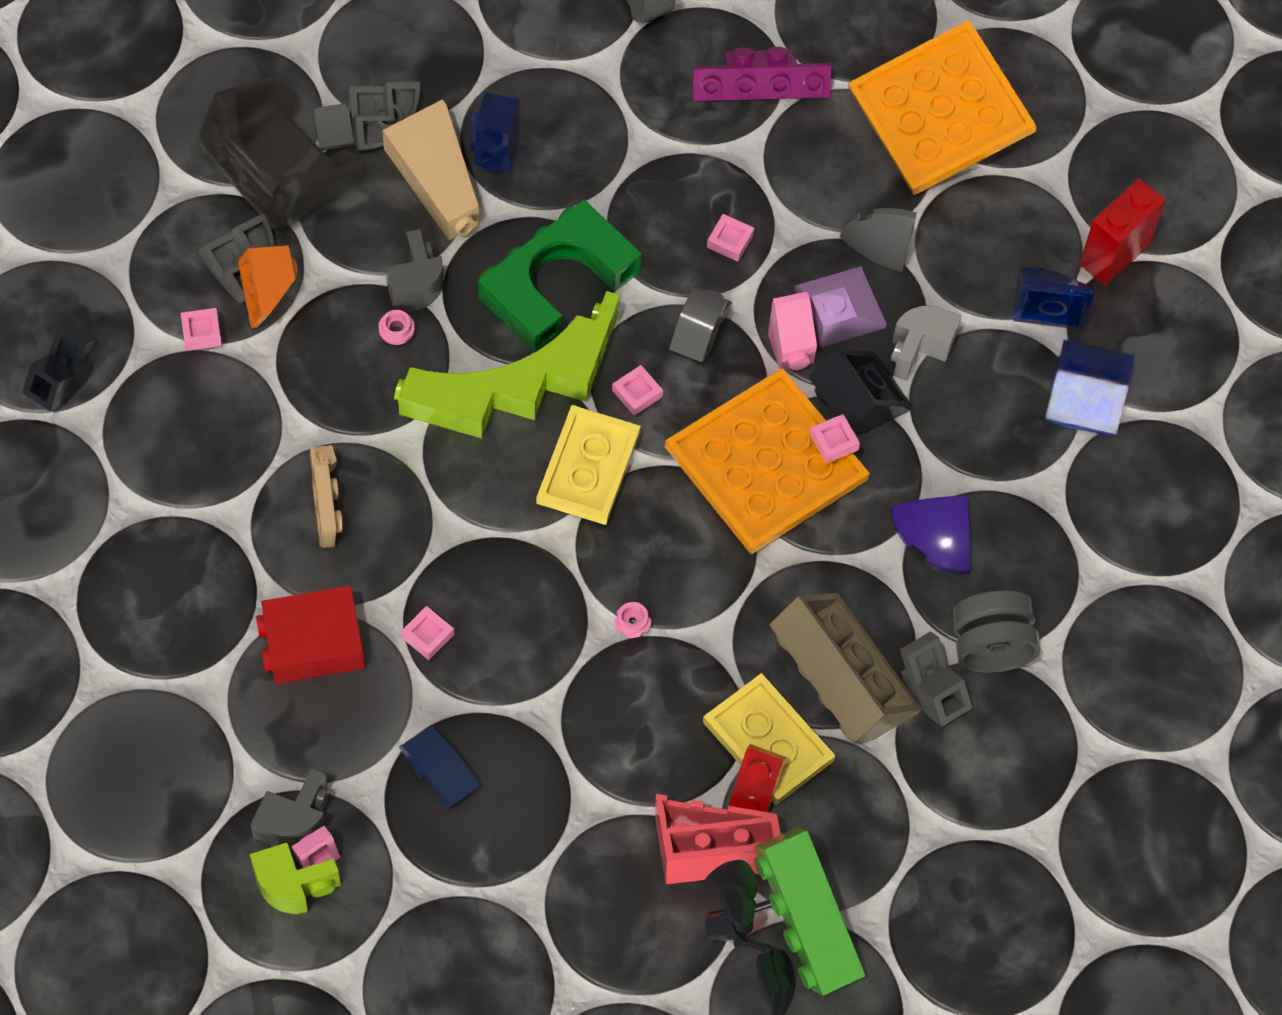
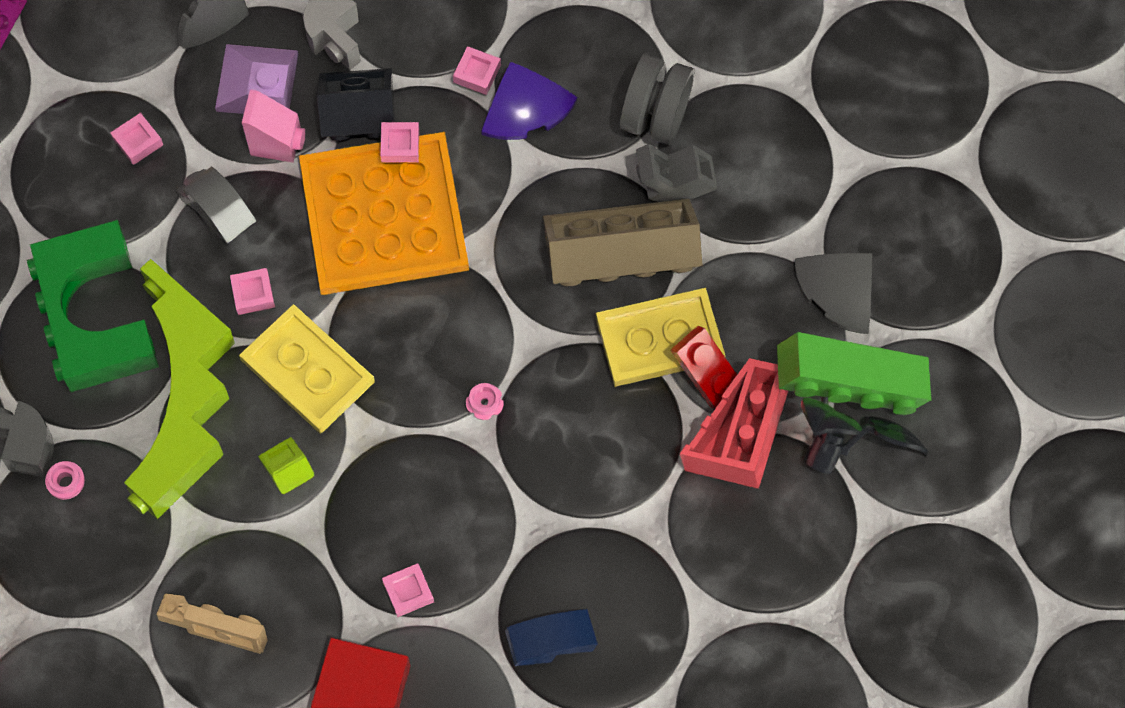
camera: 60 degrees left, 5 degrees up
(494, 490) = (287, 465): none -> lime slope
(901, 876) = (839, 287): none -> dark grey brick
(947, 475) = (477, 70): none -> bright pink plate

